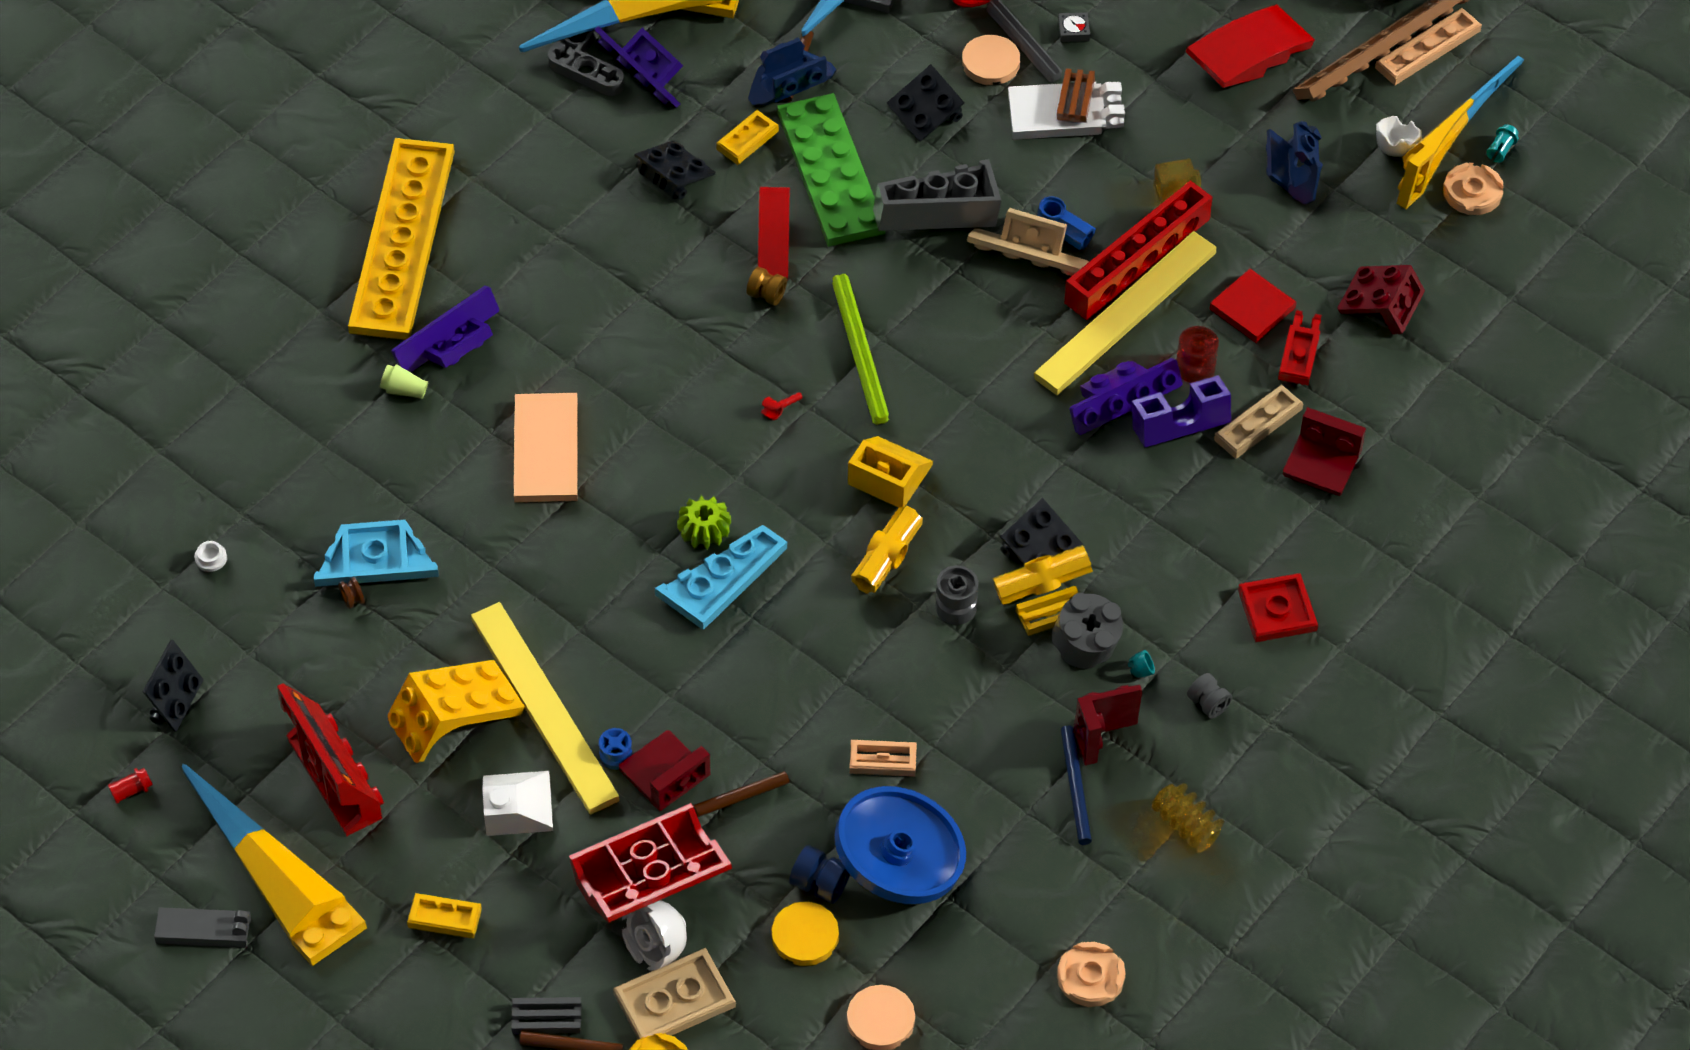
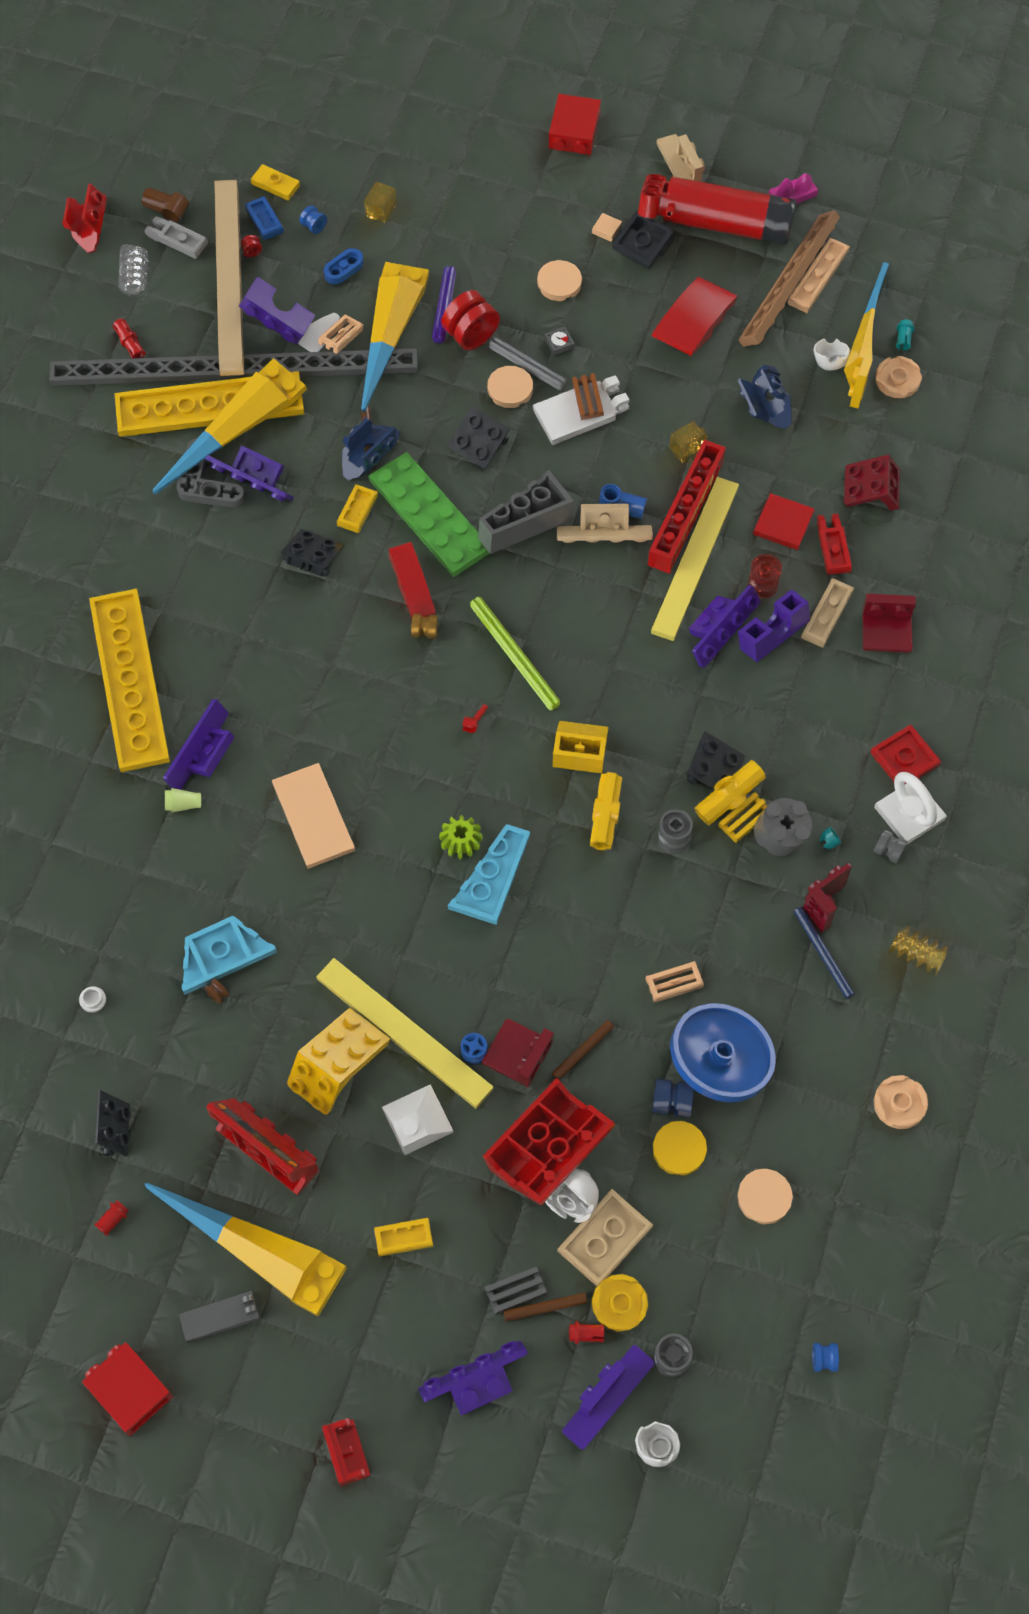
camera: 20 degrees left, 10 degrees up
(68, 961) = (126, 1388): none -> red brick
(1256, 664) = (910, 808): none -> white tile

